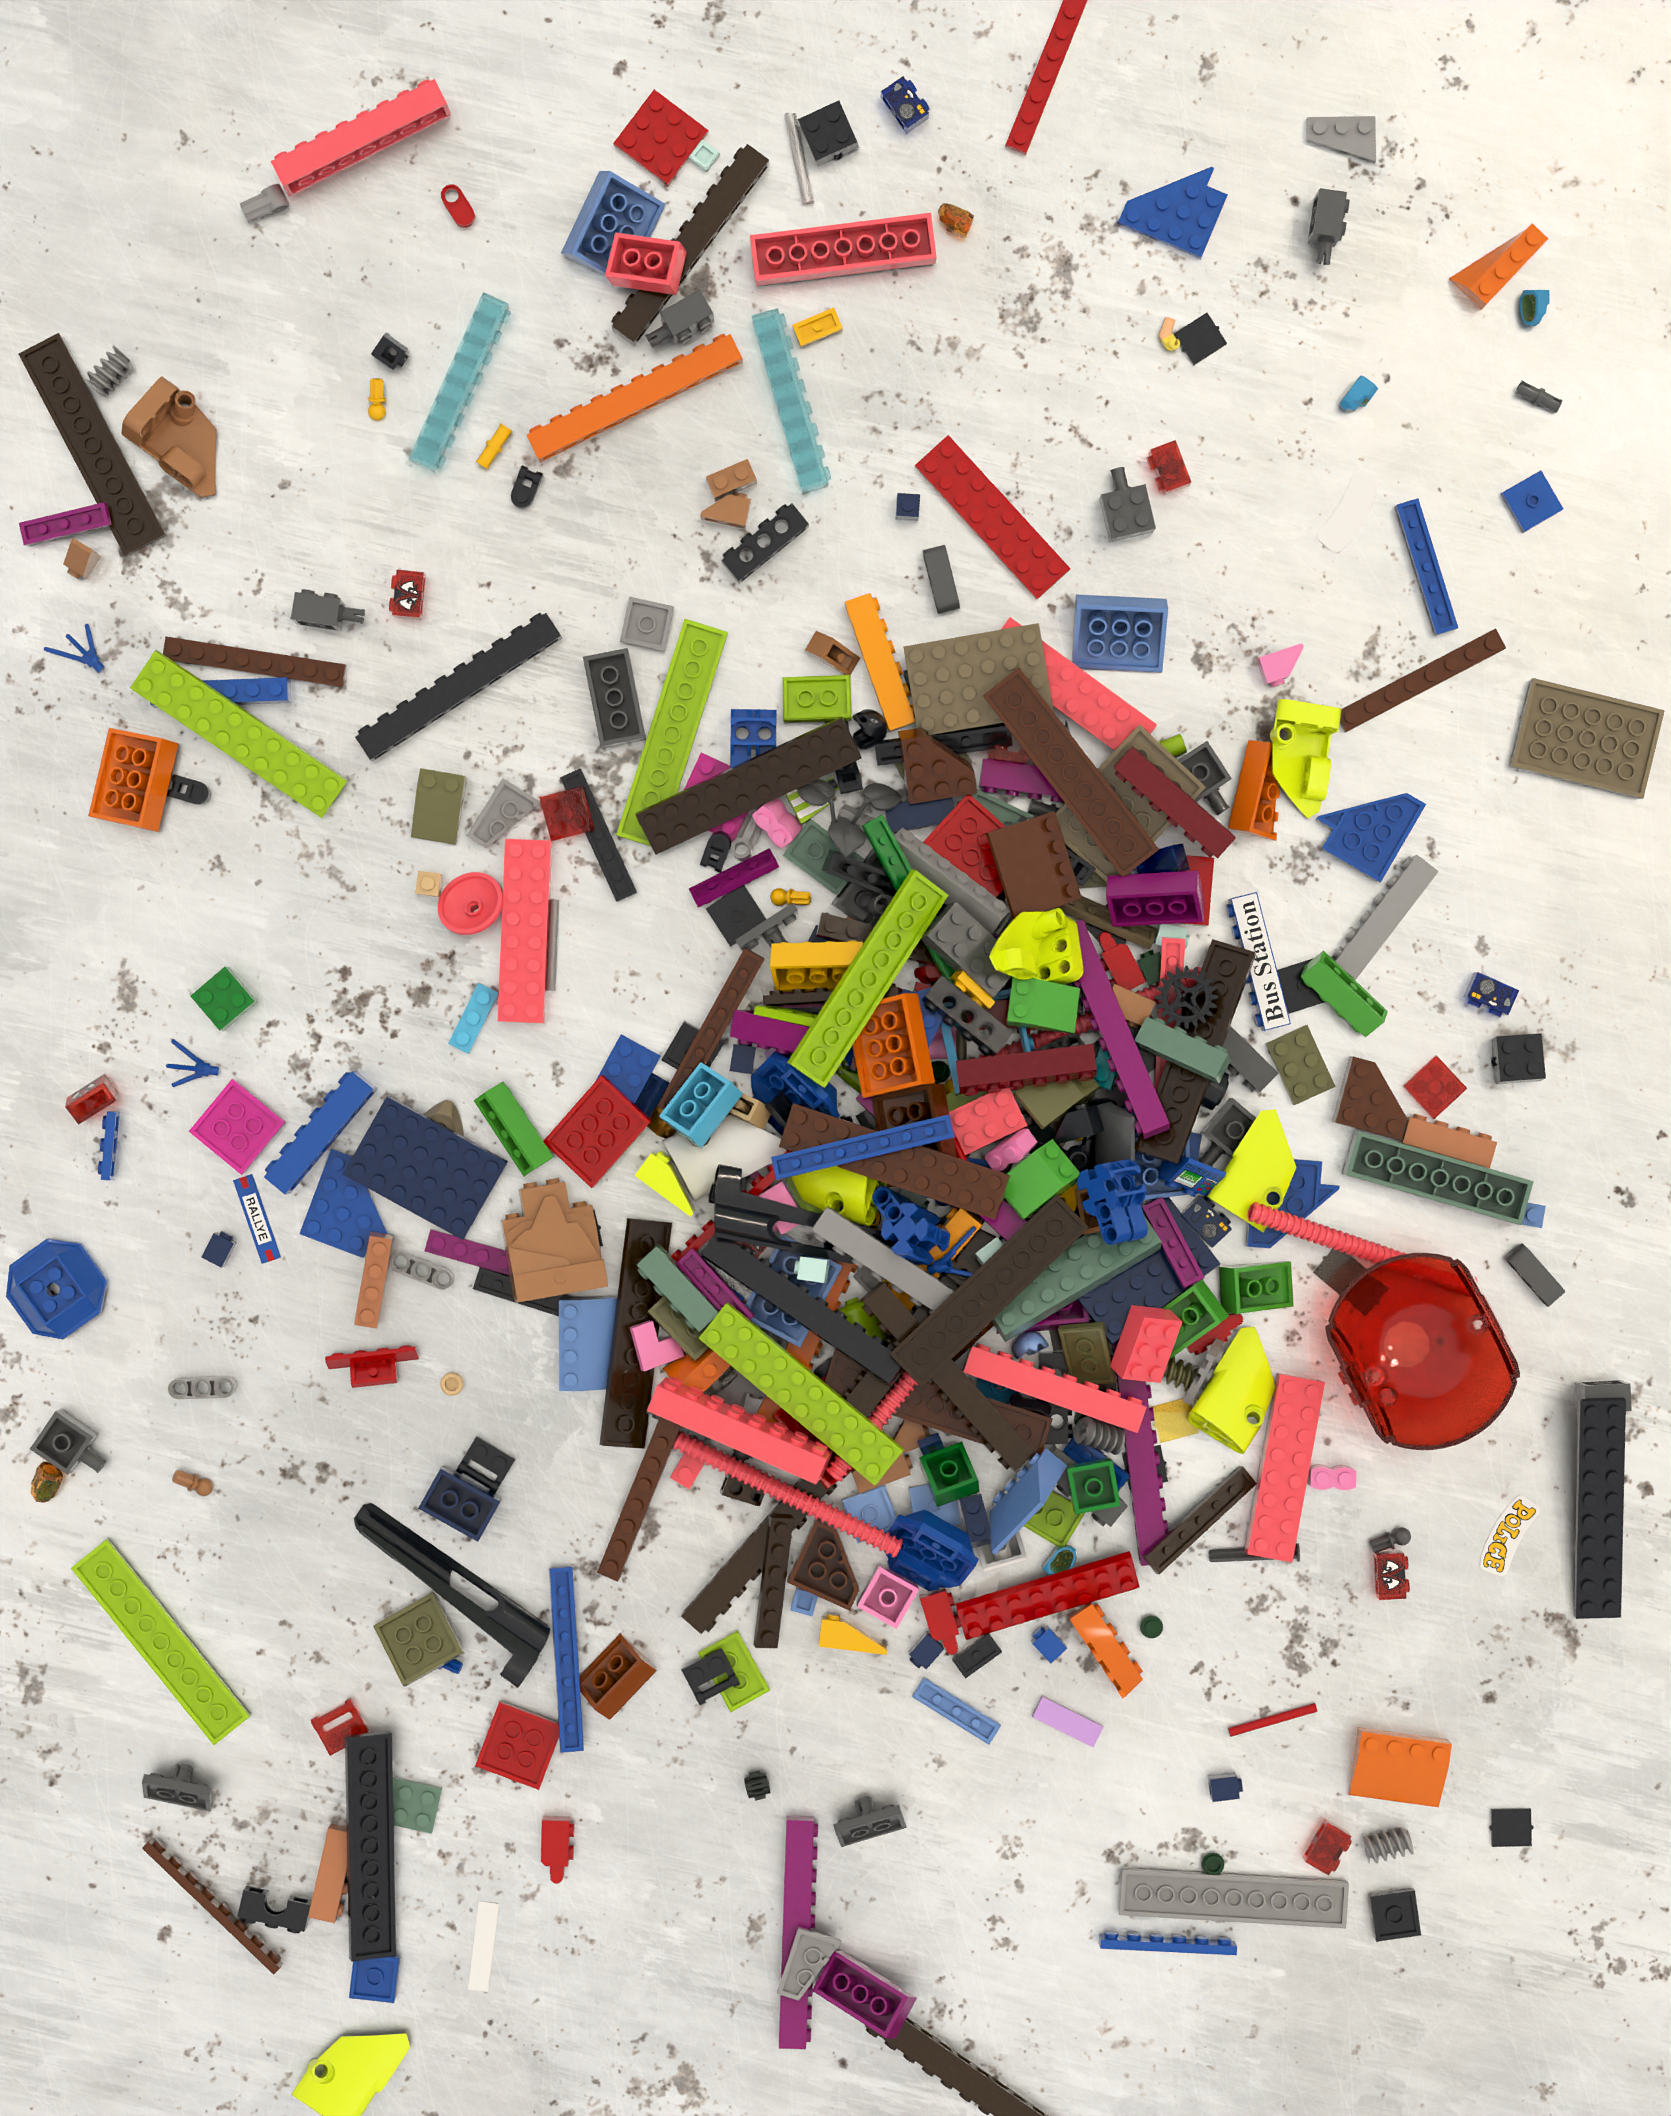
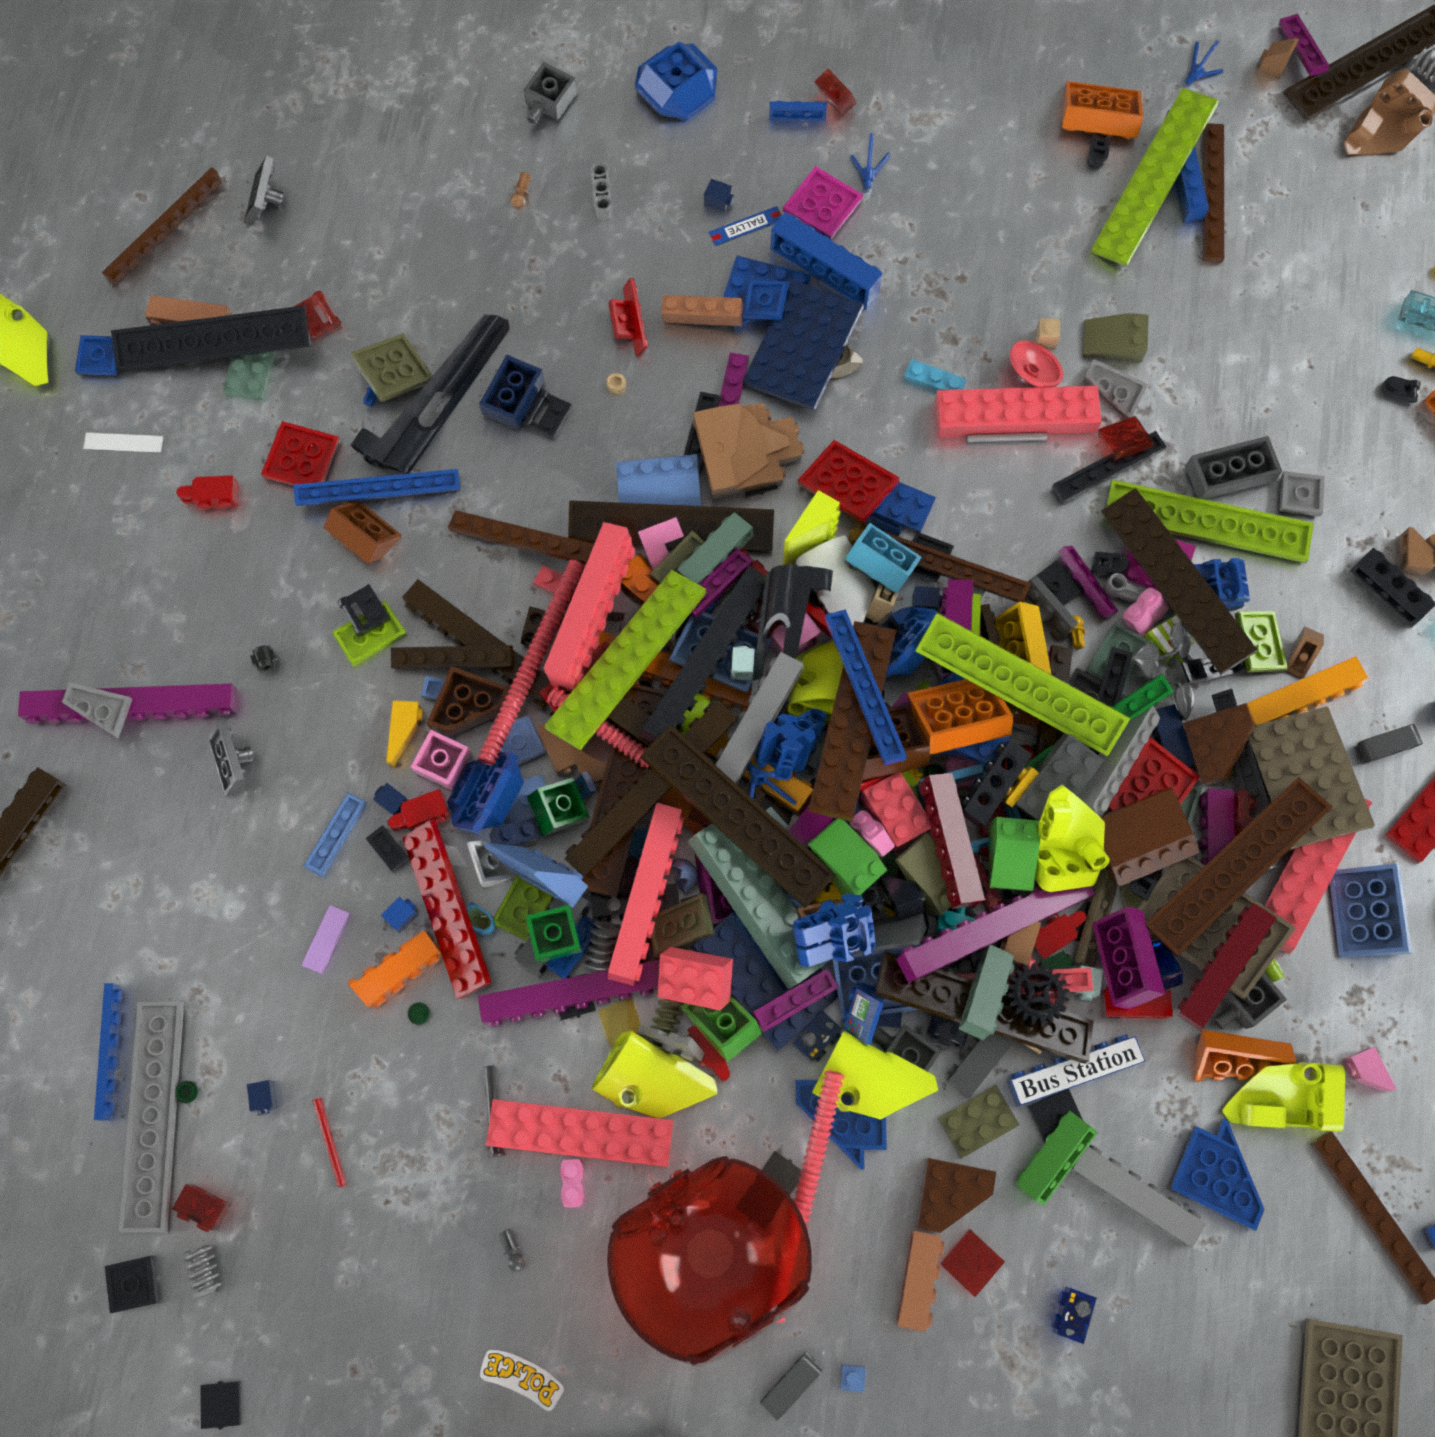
camera: 80 degrees right, 15 degrees down
(45, 1482) = (514, 81): clear orange rock -> none
(160, 1641) = (385, 175): lime plate -> none
(224, 998) = (929, 184): green brick -> none
(255, 1908) = (160, 259): black arch -> none
(323, 611) = (1268, 231): dark grey brick -> none
(367, 1206) = (765, 300): none -> blue plate
(408, 594) = (1292, 301): clear red brick -> none
(410, 1270) = (715, 342): light grey beam -> none
(458, 687) = (1221, 346): black brick -> none
(513, 1128) = (843, 413): bright green brick -> none
(864, 1994) = (65, 762): magenta brick -> none
(872, 728) = (1246, 690): black helmet -> none
(1199, 1520) = (524, 1050): dark brown plate -> none
(1256, 1287) = (756, 1093): bright green slope -> none
(1390, 1575) = (476, 1253): clear red brick -> none
(1399, 1767) = (282, 1278): orange slope -> none
(1437, 1177) = (882, 1273): sand green brick -> none
(1518, 1058) = (1012, 1349): black brick -> none

